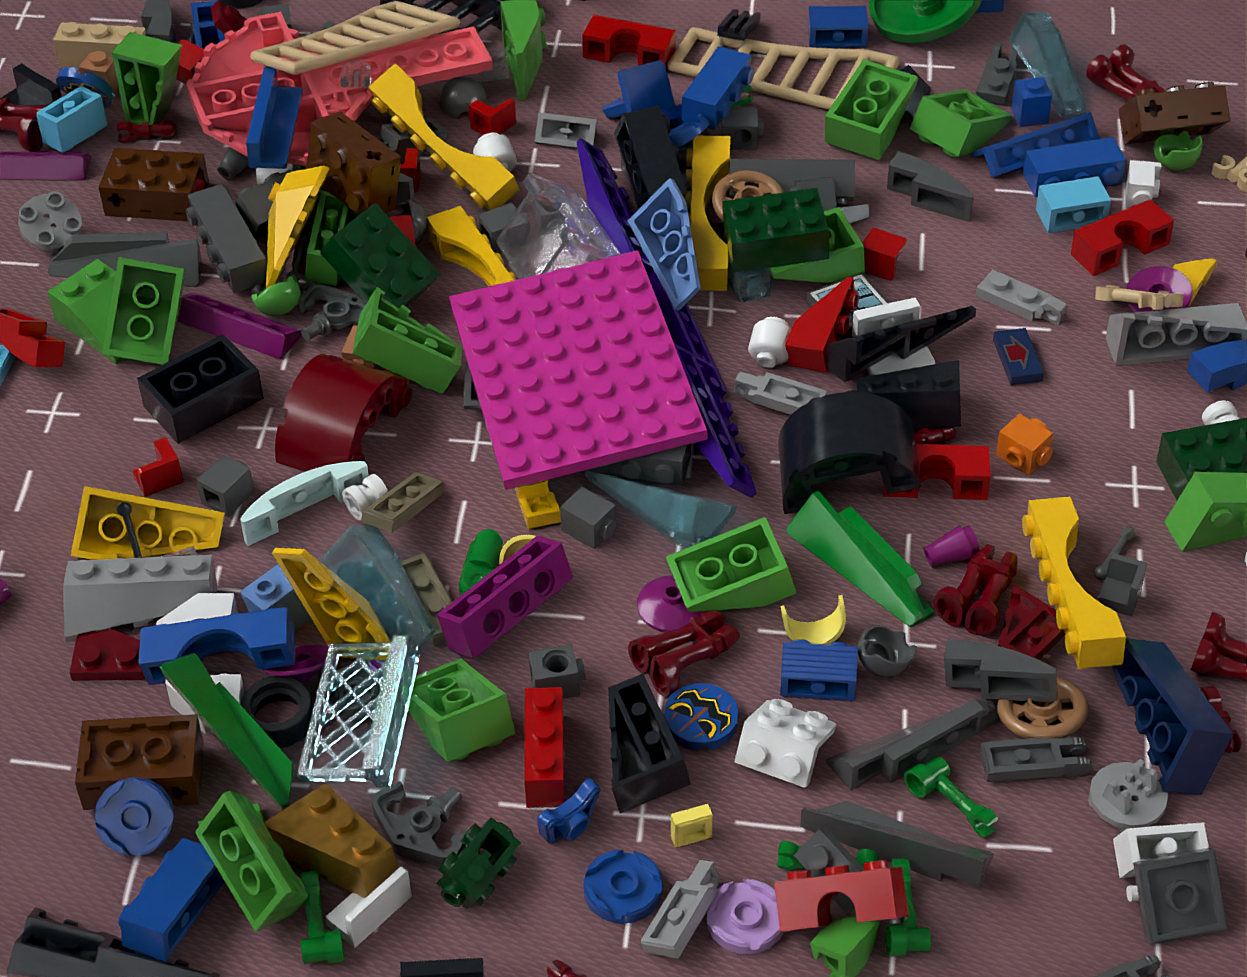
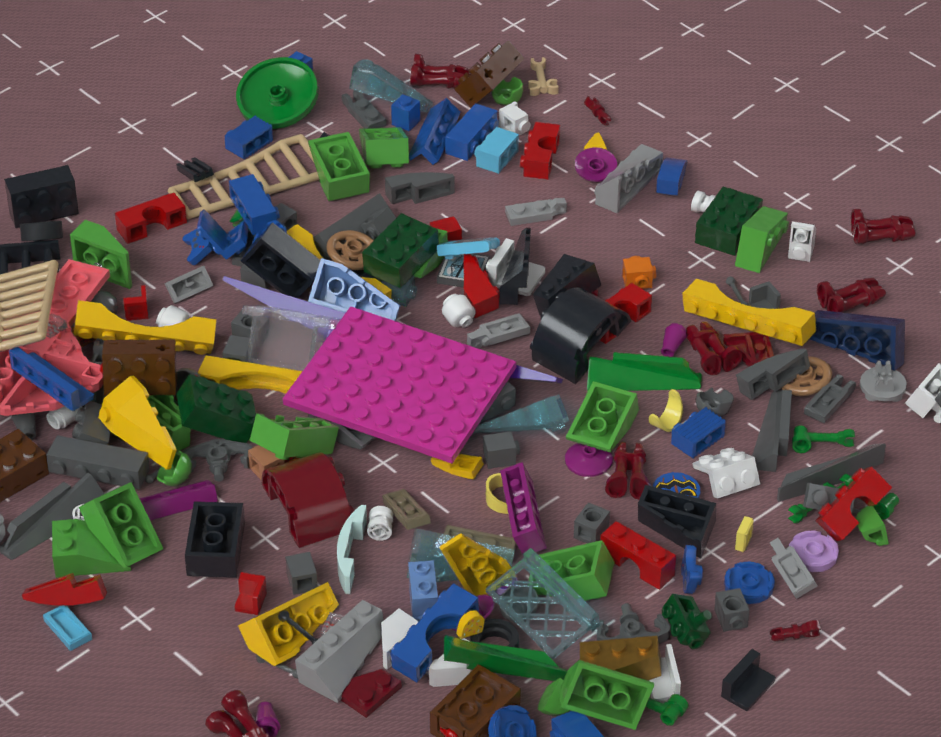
camera: 50 degrees left, 5 degrees down
(256, 667) = (470, 624): none -> yellow tile
(481, 558) = (486, 508): green arm -> none
(551, 884) = (731, 609): none -> dark grey brick
(860, 276) = (454, 248): none -> medium azure container
(1018, 356) = (573, 238): dark blue tile -> none
(1142, 298) = (605, 167): tan bar -> none

